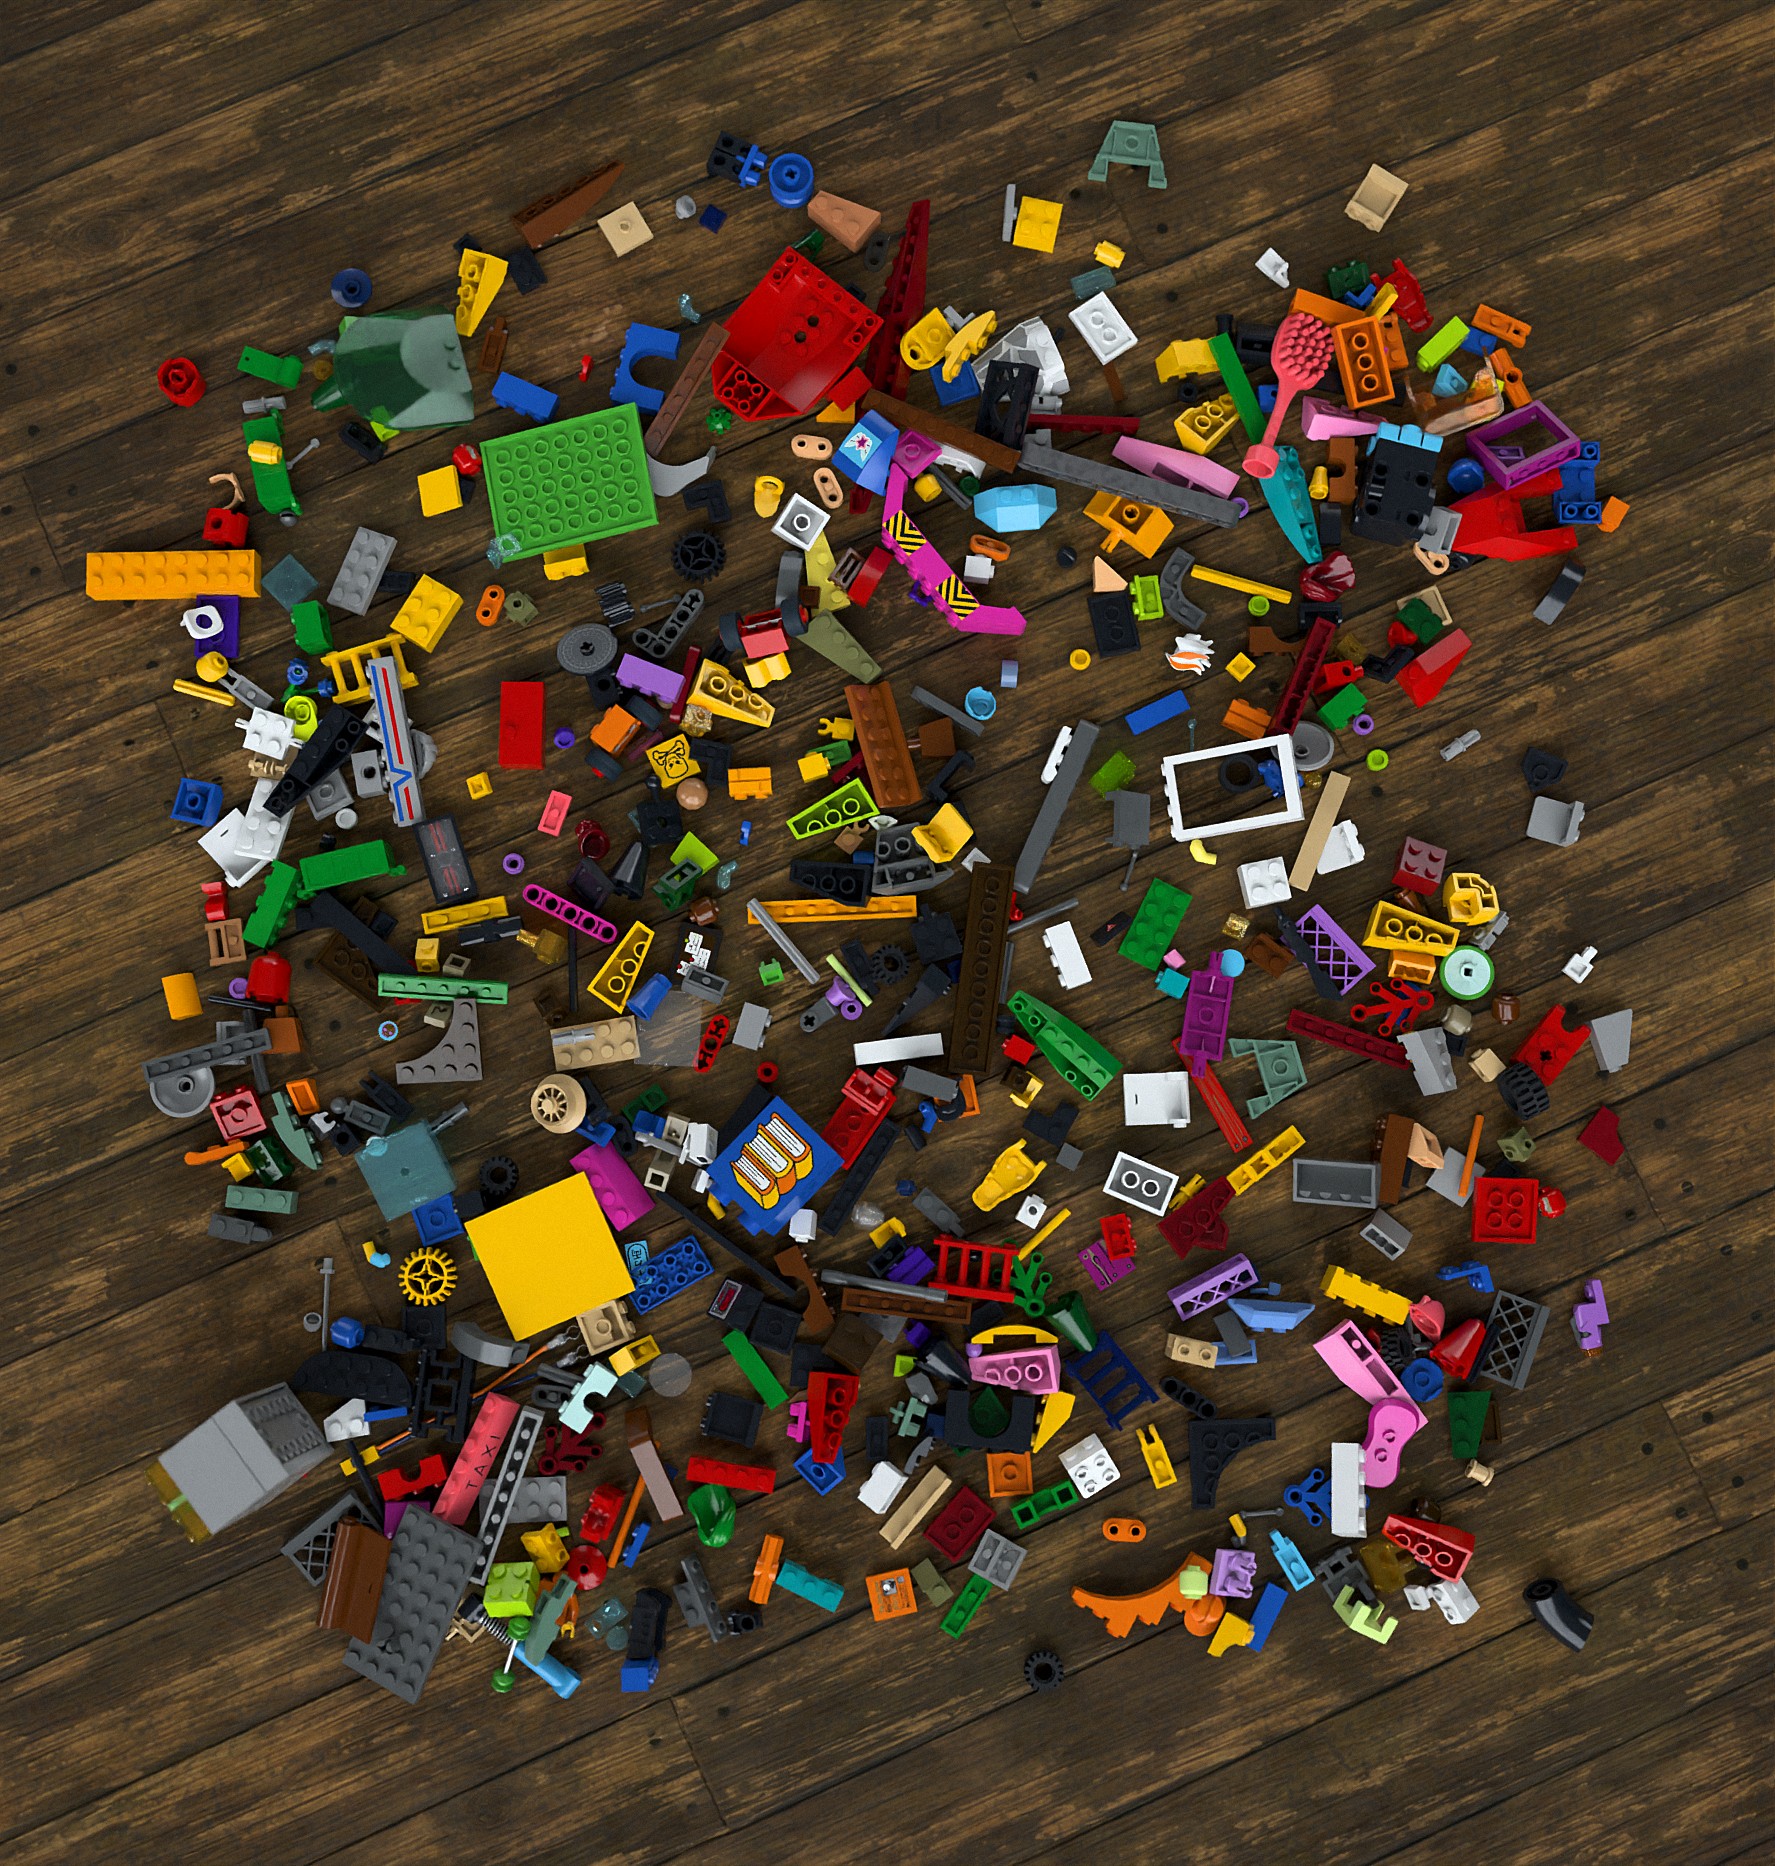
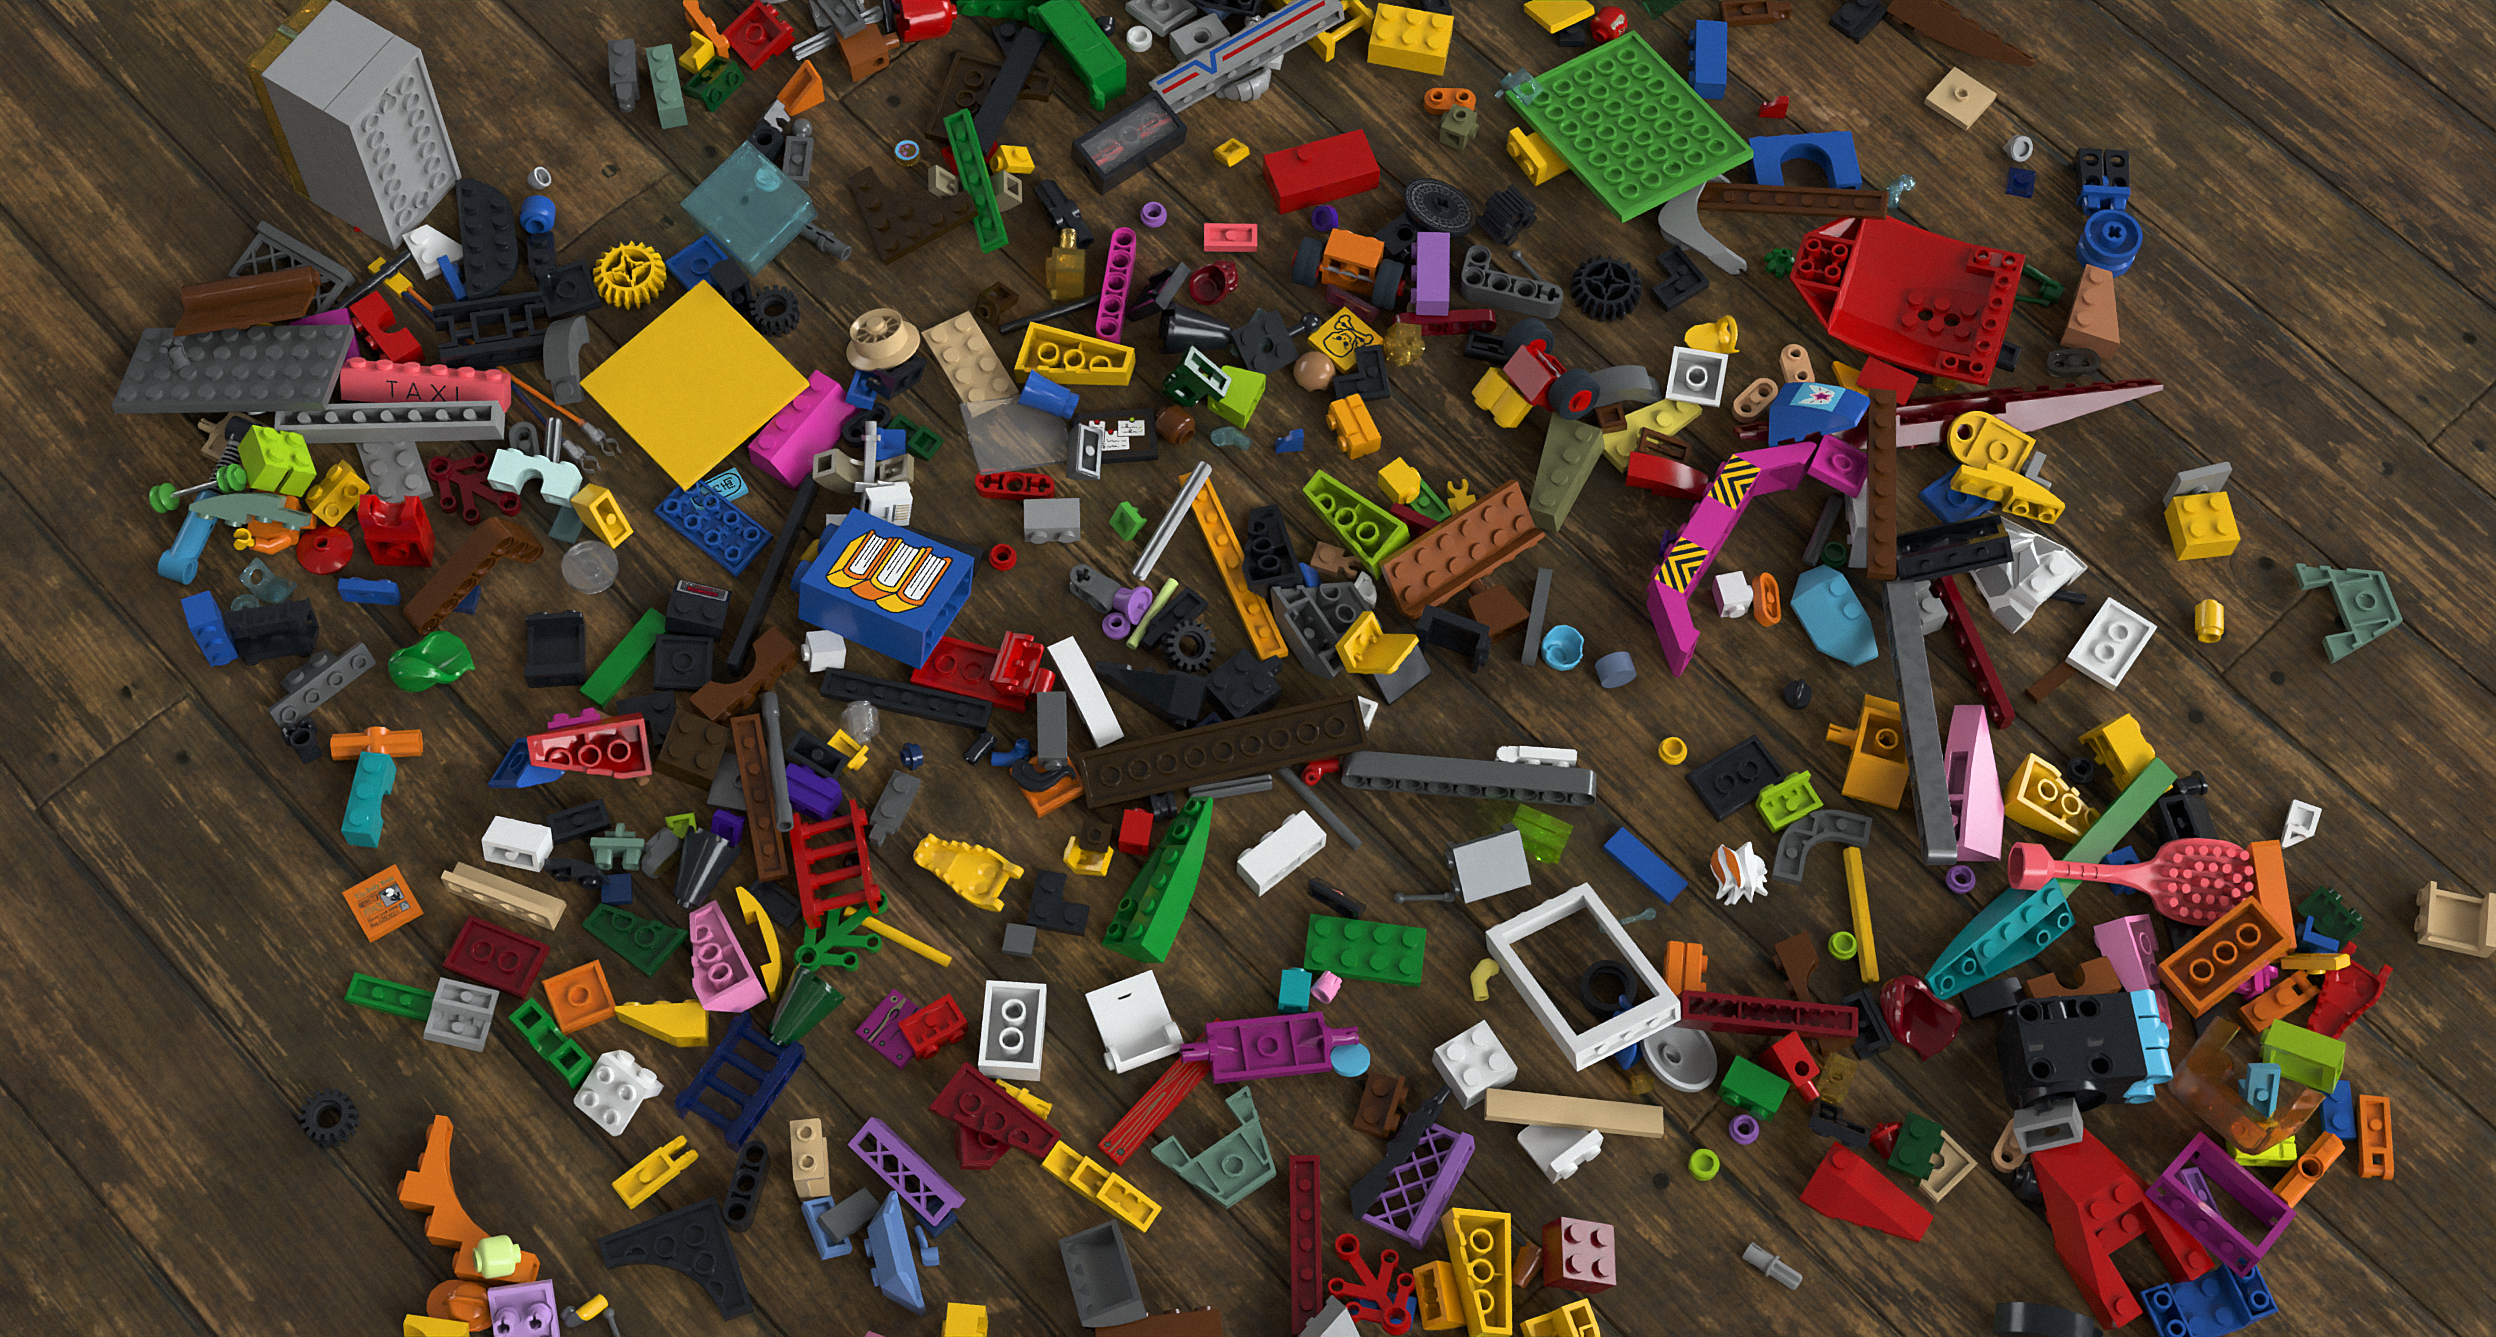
camera: 70 degrees right, 20 degrees down
(297, 1140) = (748, 98): sand green slope -> none
(327, 1270) = (603, 178): light grey sword -> none
(374, 1257) = (636, 215): medium azure arm -> none
(383, 924) = (1030, 107): black tile -> none
(388, 1098) = (829, 173): black hinge -> none
(464, 915) = (1073, 185): yellow tile -> none
(573, 1036) = (968, 330): light grey axle -> none
(606, 1326) = (629, 474): tan plate -> none
(627, 1520) = (401, 575): orange bar -> none
(723, 1473) = (484, 668): red arch -> none
(728, 697) = (1449, 369): yellow wedge -> none
(927, 486) = (1809, 504): yellow piece -> none
(931, 1582) = (411, 947): olive slope -> none
(973, 1349) = (729, 901): medium lavender hinge -> none
(1014, 1437) = (620, 905): black arch -> none
(1031, 1211) = (931, 912): white brick -> none
(1050, 405) = (1979, 610): light grey hinge -> none
(1092, 282) = (2164, 615): clear light blue tile -> none
(1105, 578) = (1788, 743): light nougat slope -> none
(1124, 1529) = (544, 1162): orange plate -> none
(1235, 926) = (1402, 1048): clear yellow plate -> none
(1240, 667) = (1749, 943): yellow tile -> none
(1319, 483) = (2036, 966): yellow cone -> none
(1466, 476) = (2143, 1147): blue piece -> none

